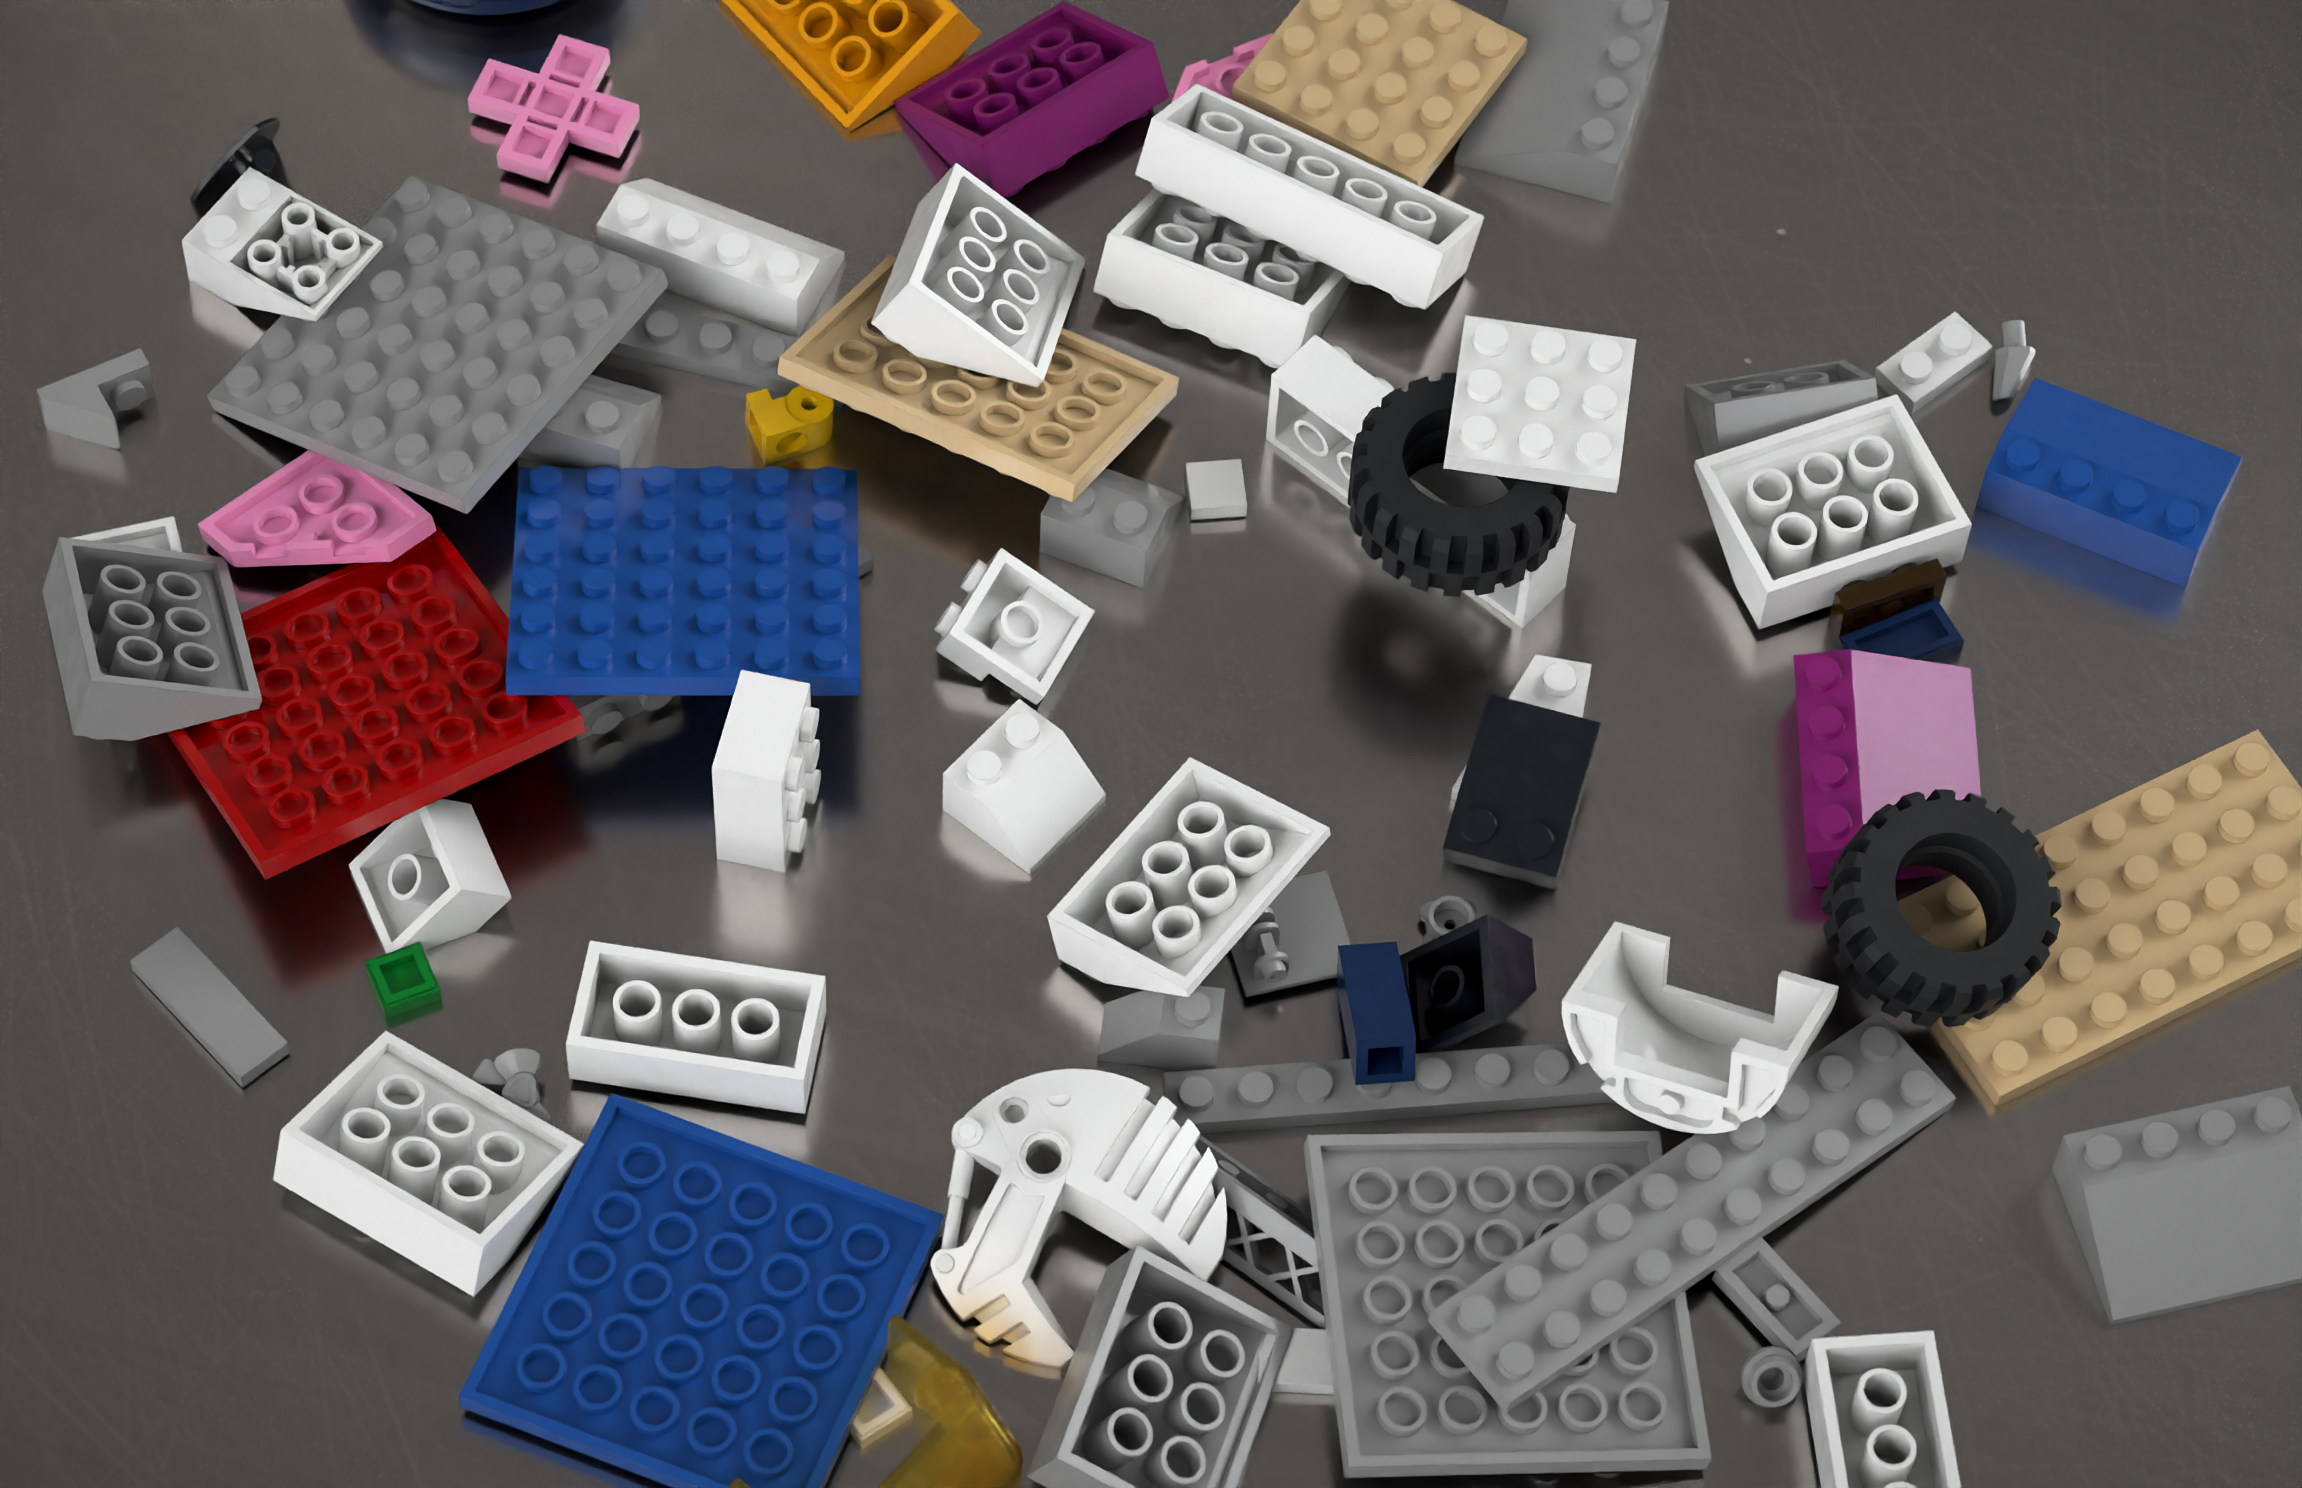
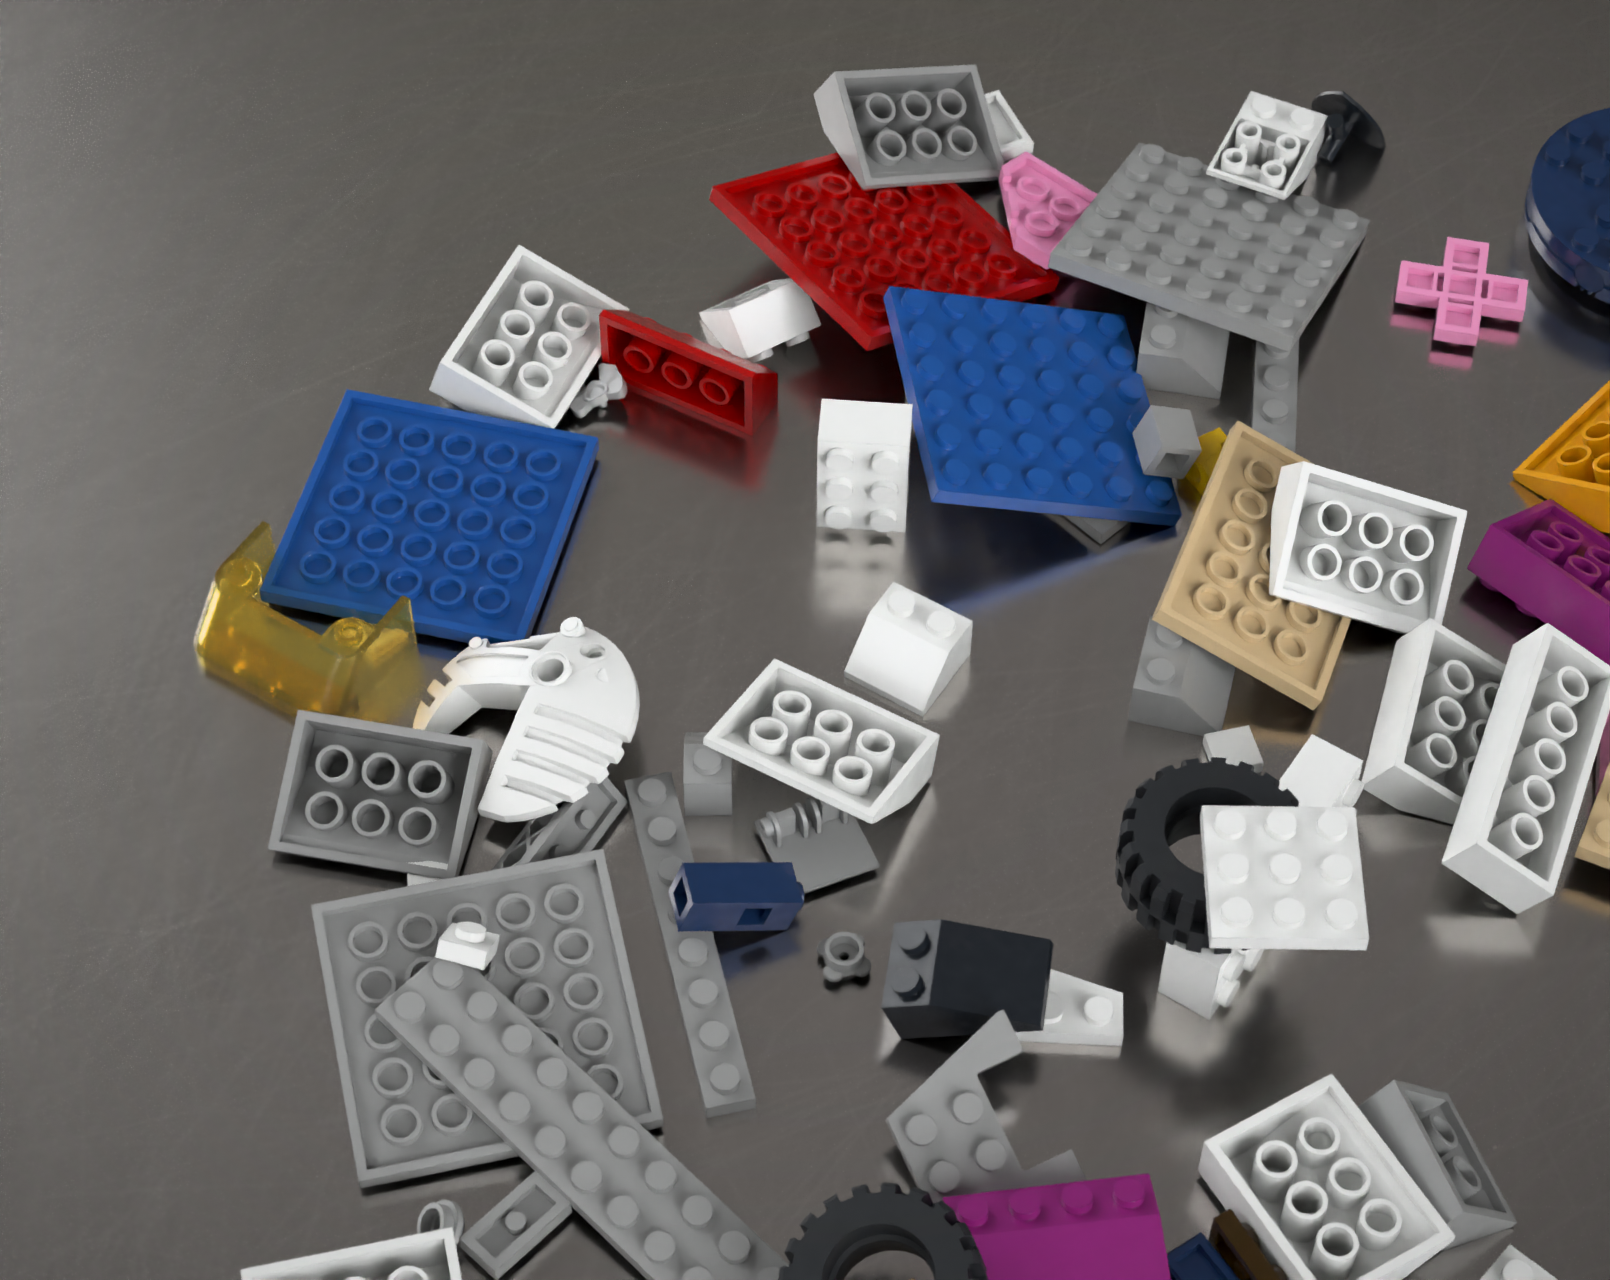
camera: 85 degrees right, 5 degrees down
(87, 400) = (1120, 84): light grey slope -> none
(210, 1006) = (642, 225): light grey tile -> none
(403, 980) = (684, 317): green tile -> none
(517, 966) = (688, 370): none -> red slope
(696, 1027) = (654, 474): white brick -> none
(720, 254) = (1364, 400): white slope -> none
(770, 447) = (1166, 442): none -> light grey brick
(1012, 626) = (1055, 624): white plate -> none
(1442, 1287) = (467, 944): none -> white plate
(1467, 981) = (780, 968): black slope -> none
(1679, 1052) = (739, 1102): white cylinder -> none
(1716, 839) = (953, 1133): none -> light grey wing

